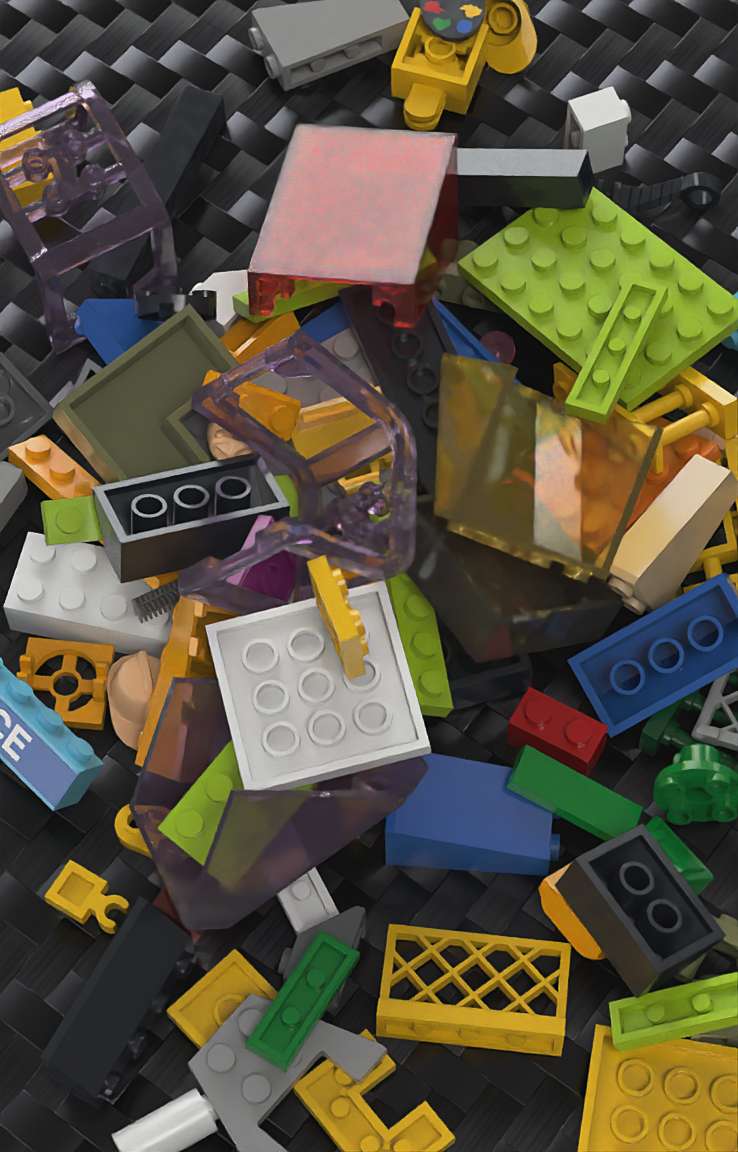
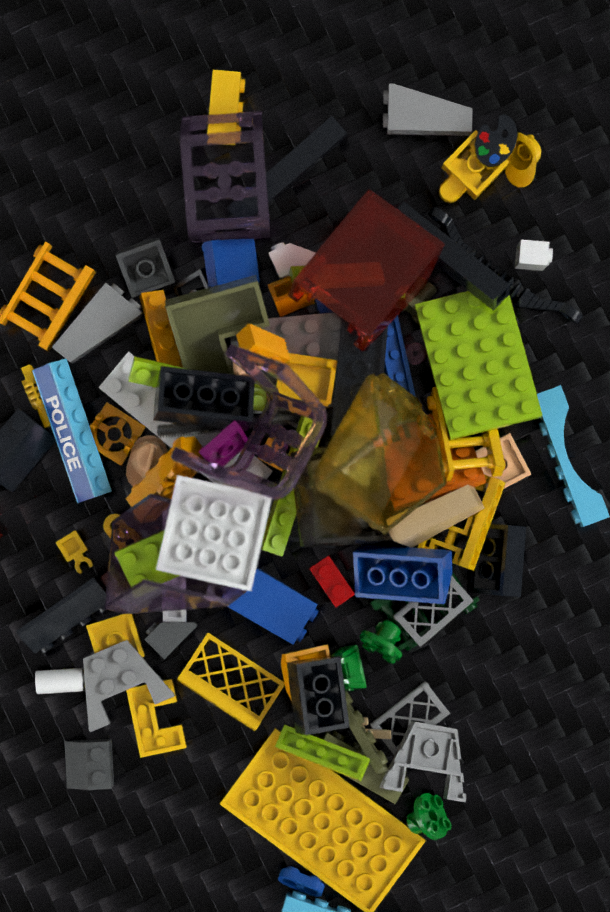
camera: 30 degrees right, 25 degrees up
(168, 301) = (259, 262): black plate -> none
(302, 1001) = (146, 658): green tile -> none
(341, 621) = (234, 524): yellow plate -> none
(572, 795) = (320, 620): green tile -> none
(616, 350) = (459, 410): lime plate -> none

